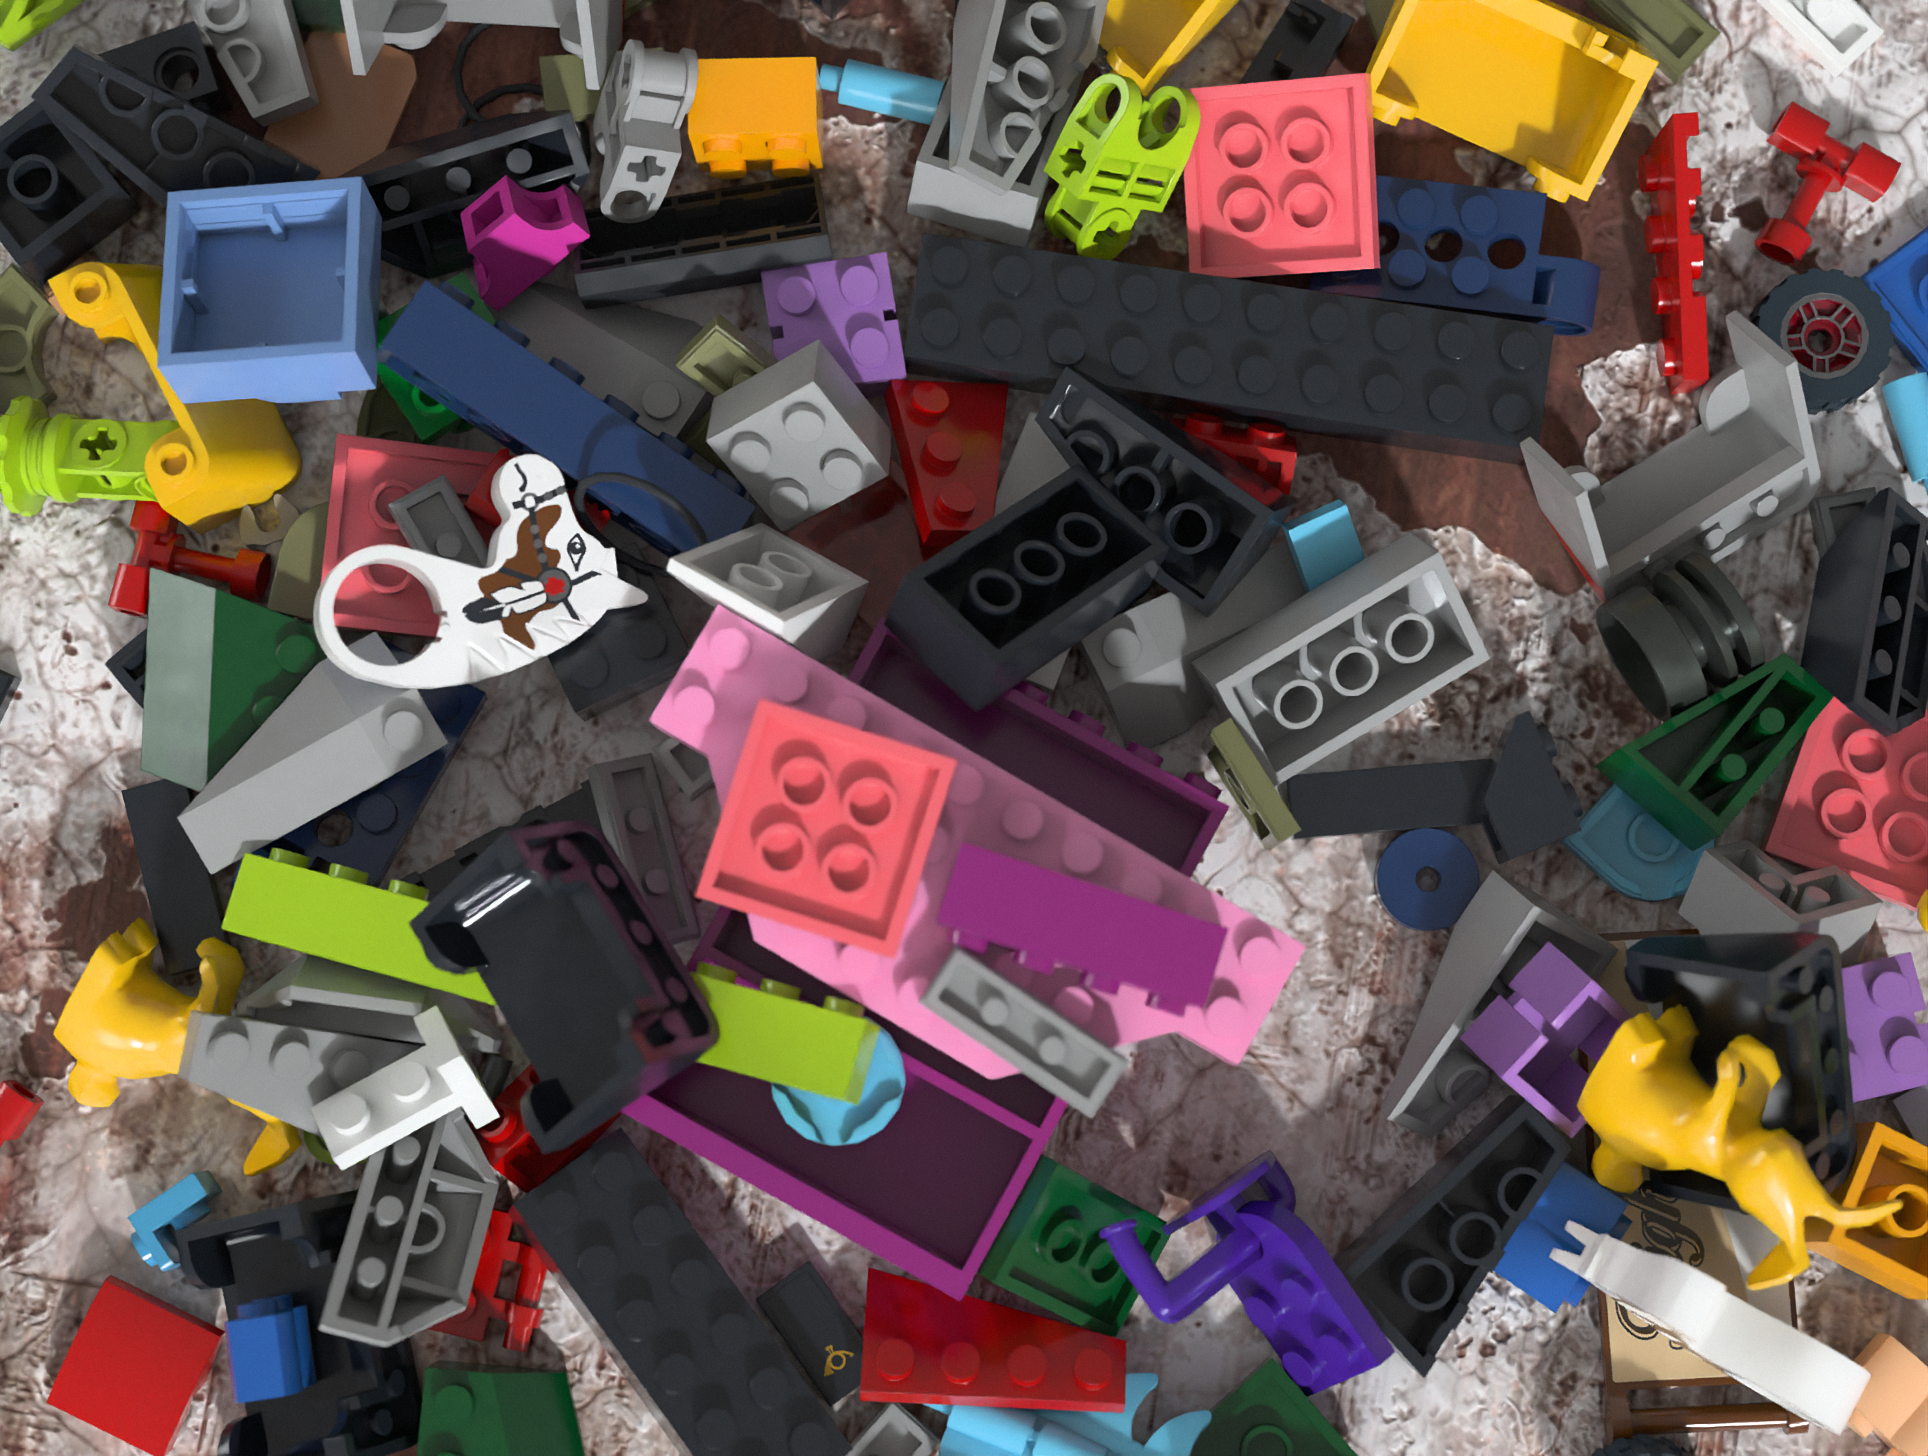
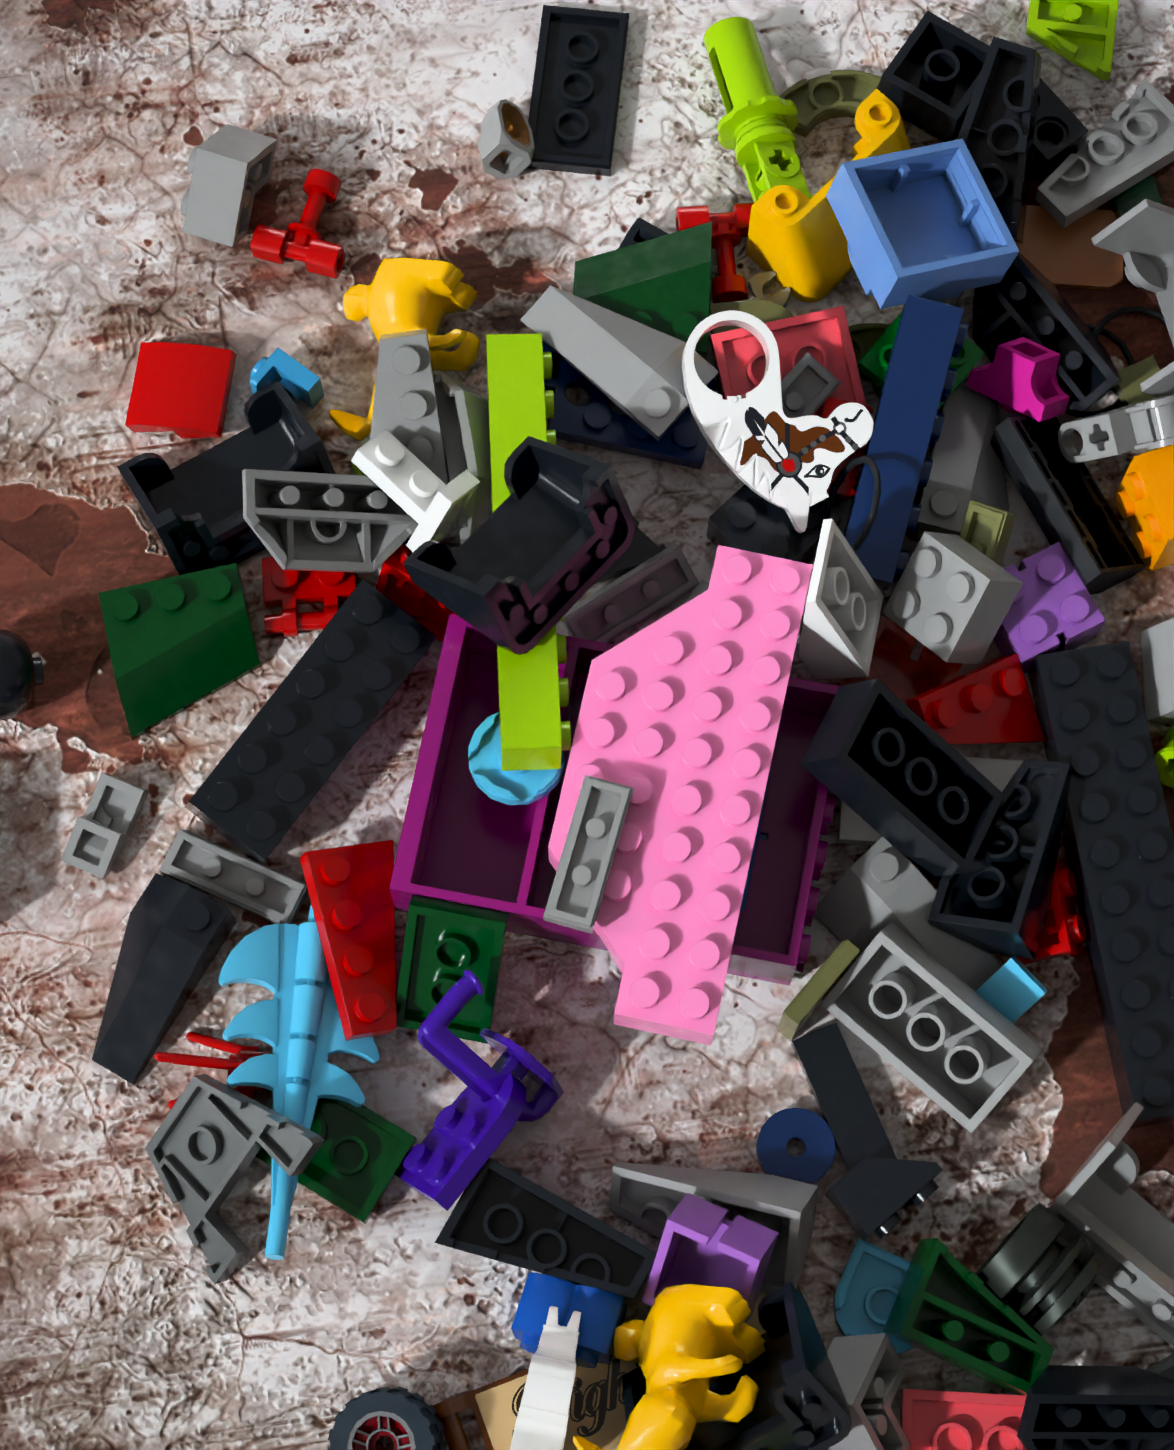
camera: 70 degrees right, 10 degrees down
(175, 877) = (504, 310): black tile -> none
(270, 1349) = (217, 460): blue brick -> none
(816, 1331) = (339, 817): black tile -> none
(826, 828) = (683, 677): coral plate -> none
(1080, 927) = (672, 866): magenta brick -> none

